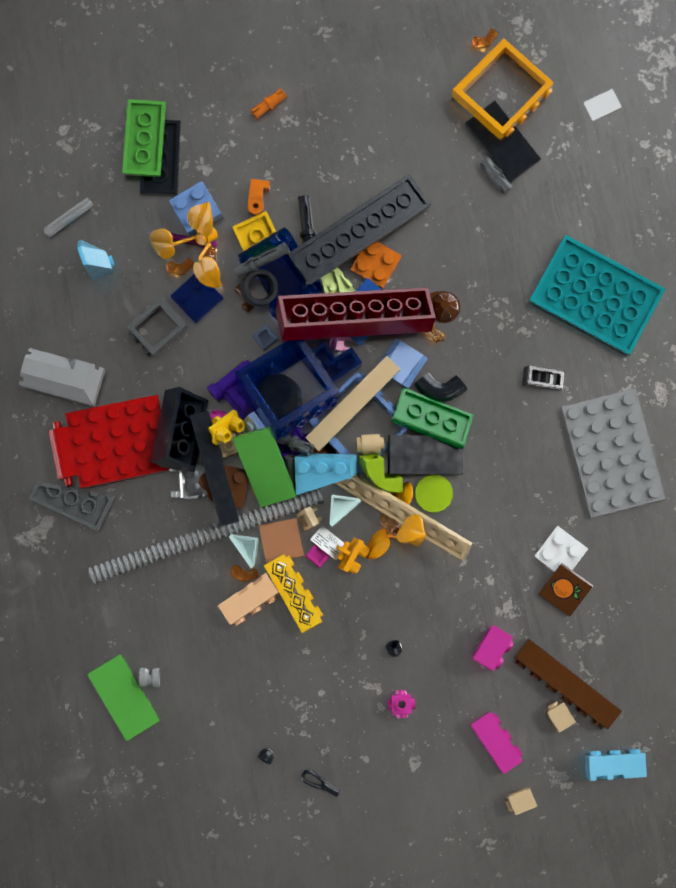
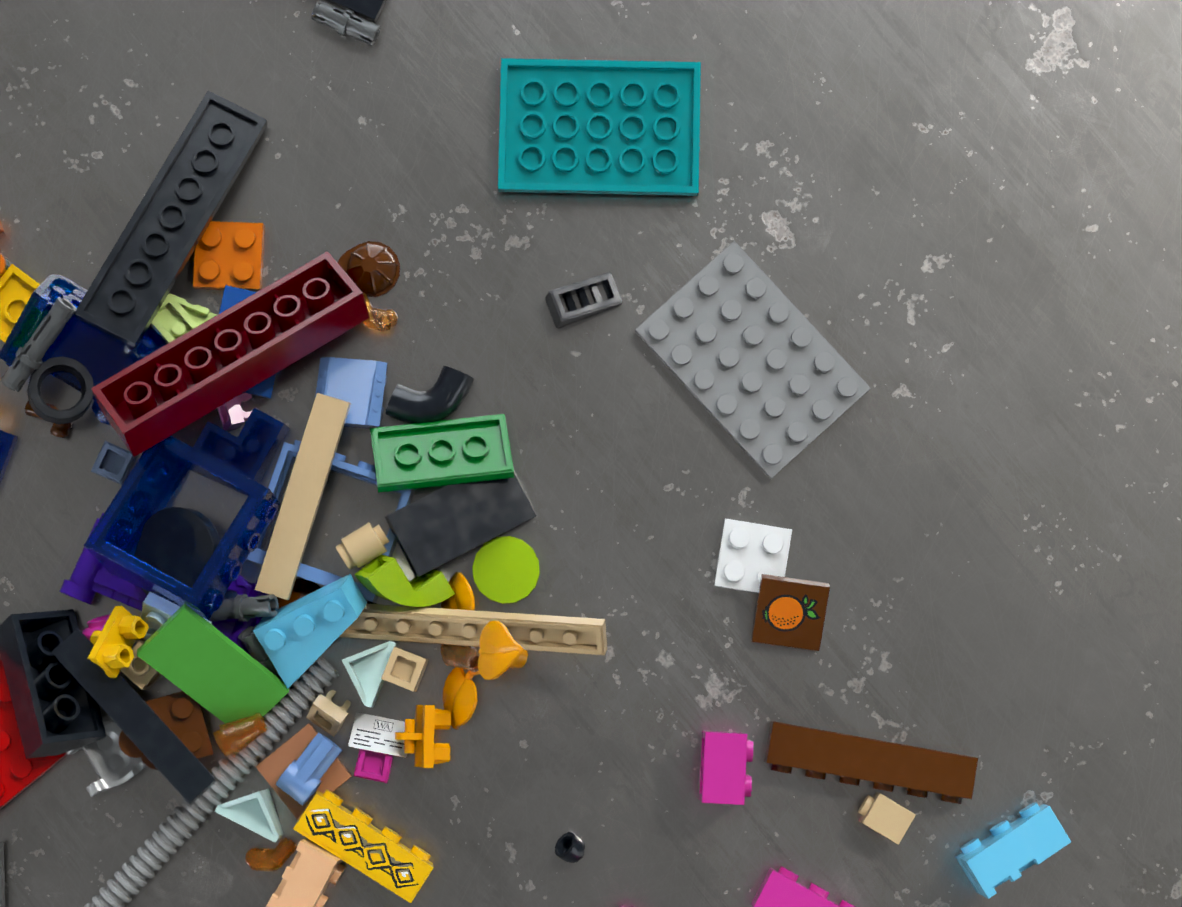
camera: 25 degrees left, 0 degrees up
(260, 504) = (238, 734): none -> clear orange cone
(283, 541) = (304, 775): none -> medium blue piece
(306, 218) = (67, 220): black pin -> none
(358, 516) = (405, 669): none -> tan brick

